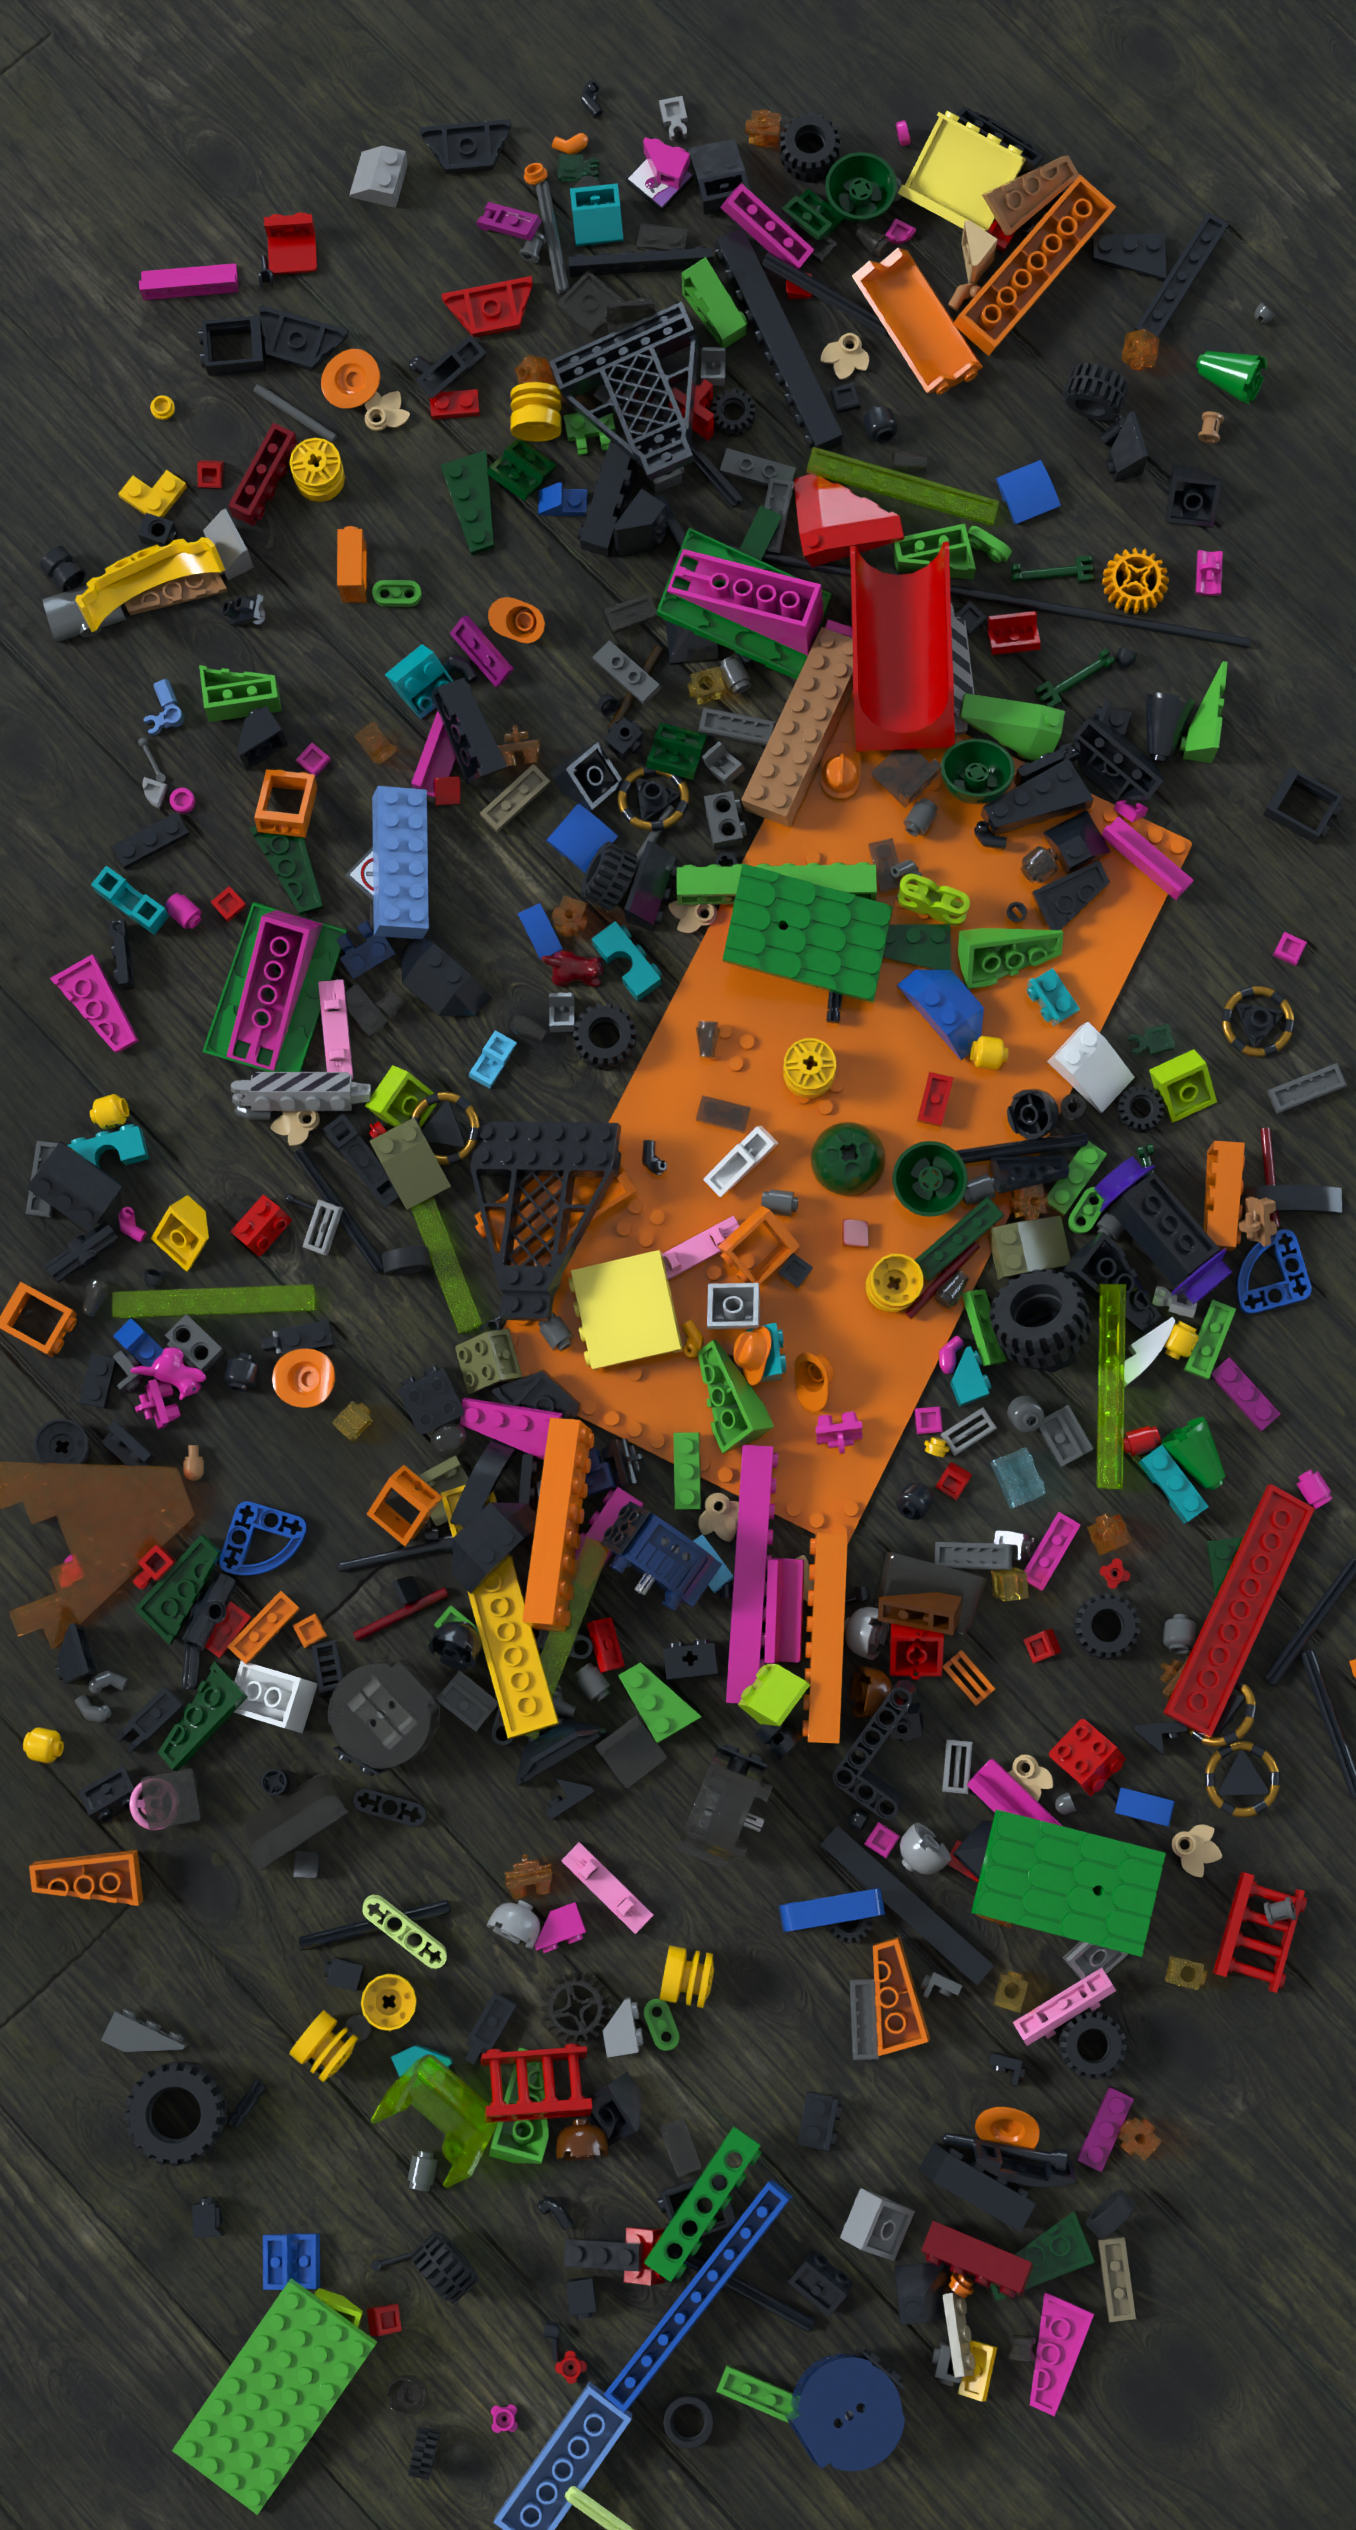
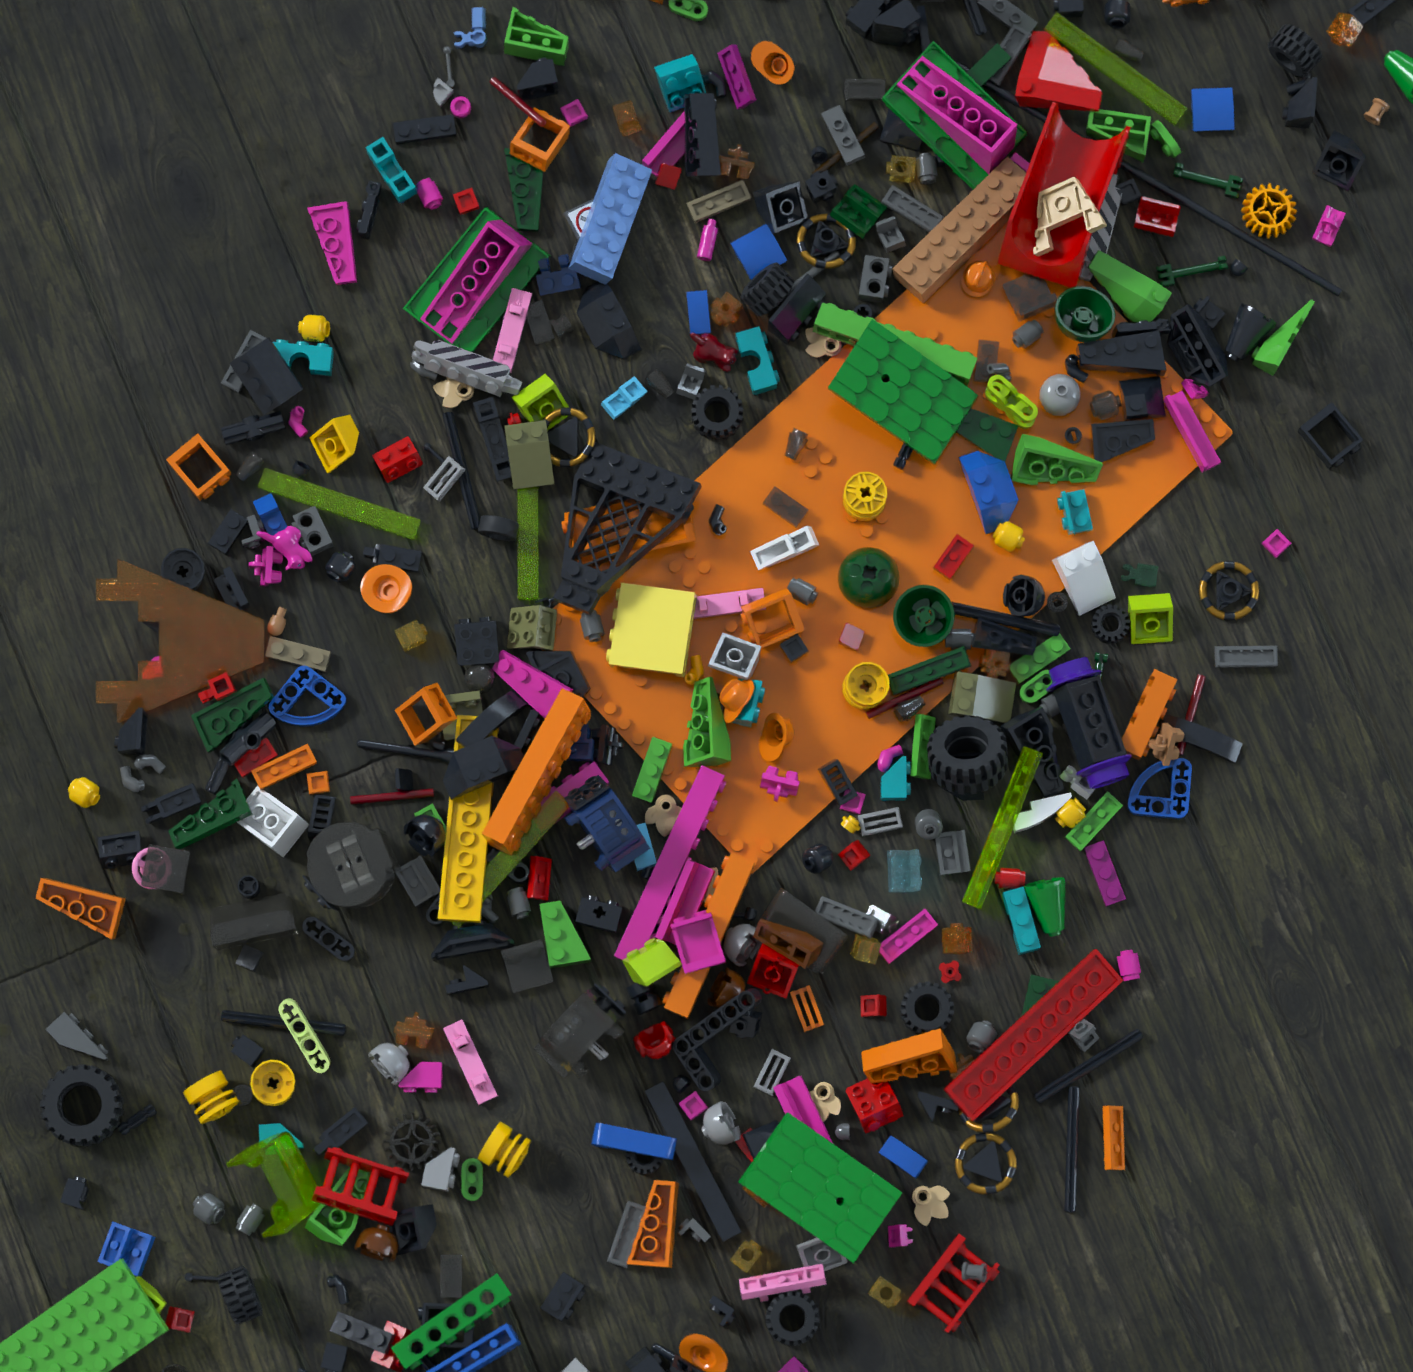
camera: 15 degrees right, 0 degrees up
(230, 1491) = (297, 654): none -> dark tan plate
(245, 769) = (518, 102): none -> dark red bar
(369, 2177) = (208, 1209): none -> dark grey head
(519, 847) = (707, 241): none -> dark pink cylinder
(810, 1782) = (654, 1041): none -> red hair
(818, 1652) = (697, 942): none -> dark pink panel
(898, 1411) = (831, 785): none -> black slope
(906, 657) = (1061, 205): none -> tan wing
(983, 872) = (1059, 394): none -> light grey cylinder
(1109, 1691) = (909, 1057): none -> orange wedge
(1175, 1900) = (898, 1235): none -> dark pink tile
(1295, 1587) = (1084, 1035): none -> dark grey bracket

